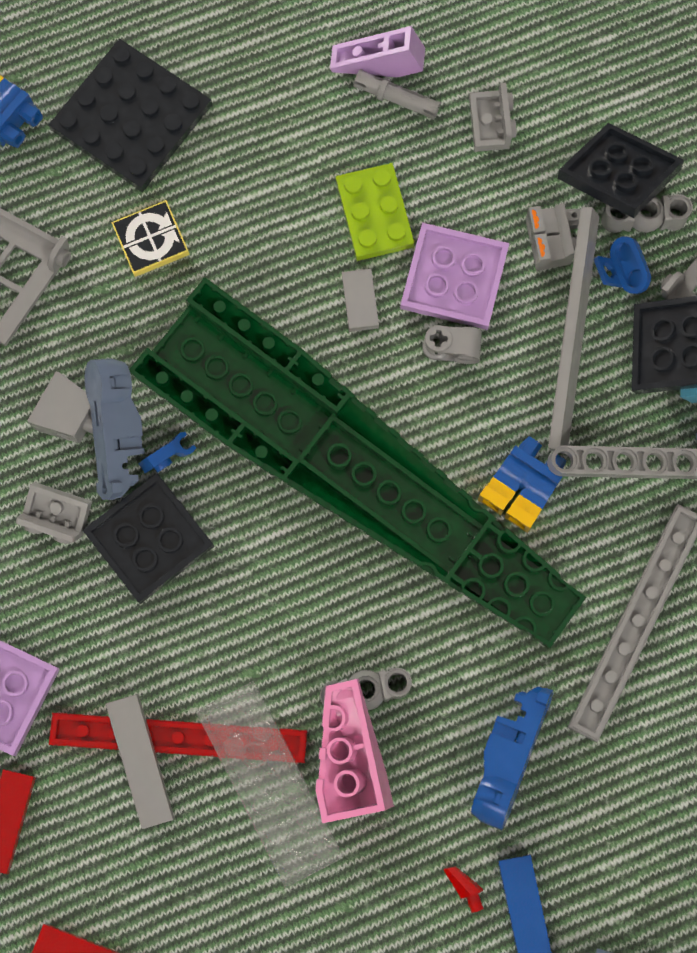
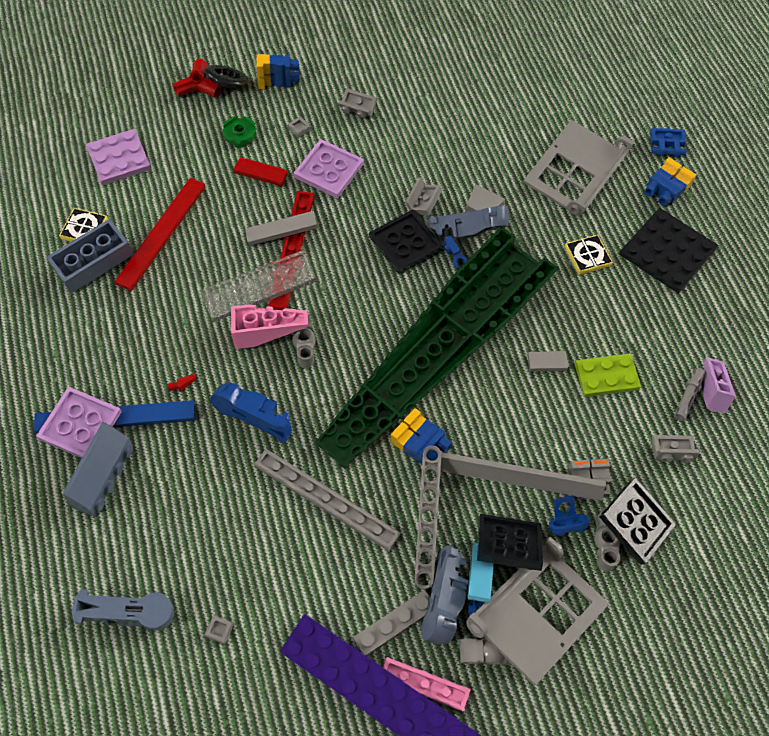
camera: 90 degrees right, 15 degrees down
(454, 276) = (562, 415): lavender plate -> none
(457, 344) = (516, 410): light grey piece -> none

